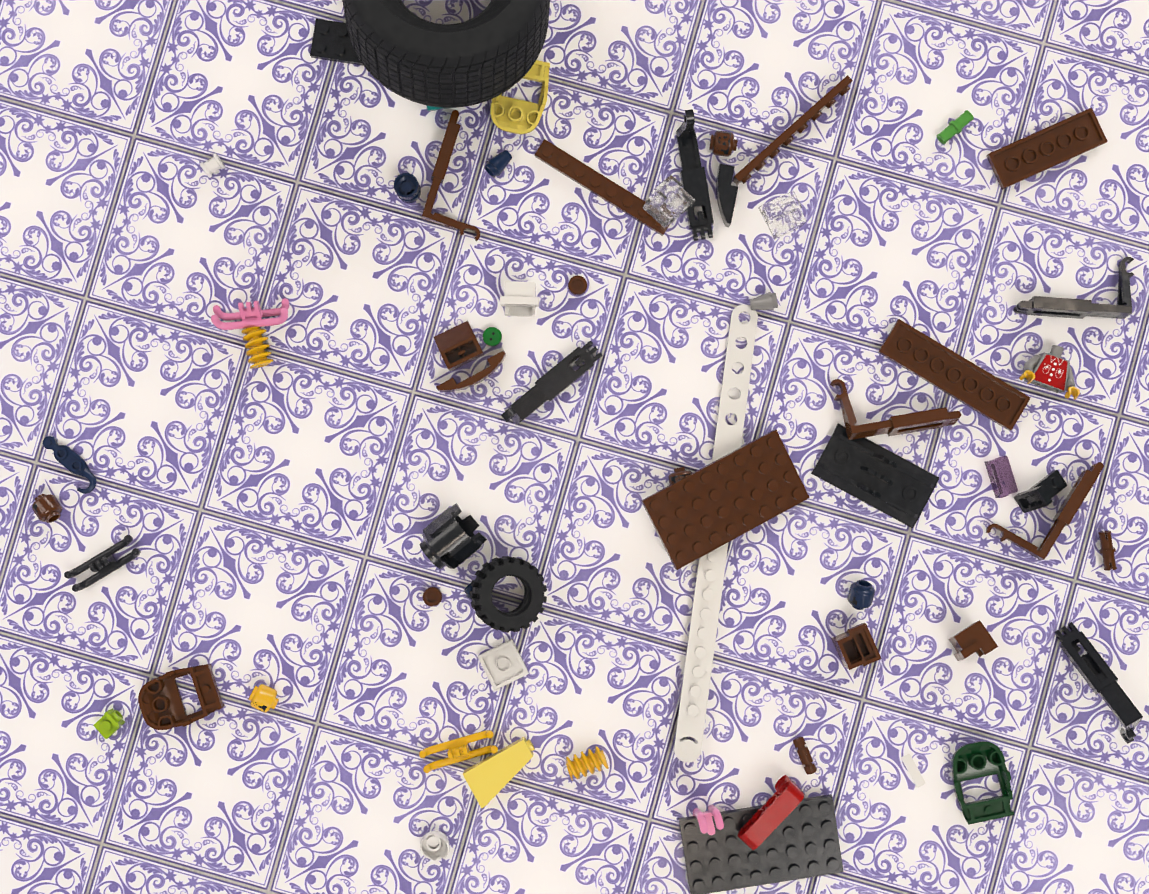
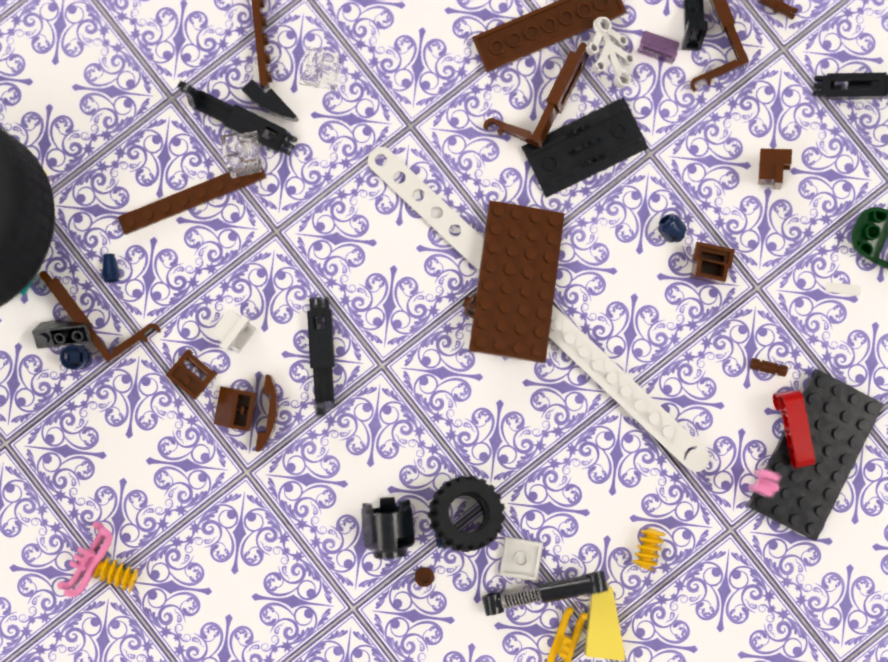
camera: 50 degrees left, 0 degrees up
(417, 162) = (60, 333): none -> black slope
(454, 290) = (188, 379): none -> reddish brown plate
(491, 705) = (547, 592): none -> black piece
(492, 336) = (248, 375): green tile -> none
(520, 115) = (84, 222): light yellow slope -> none
(577, 285) = (256, 276): reddish brown tile -> none
(723, 143) = (227, 75): reddish brown head -> none
(764, 302) = (380, 134): light grey cone -> none
(982, 422) = (604, 30): none -> white plant

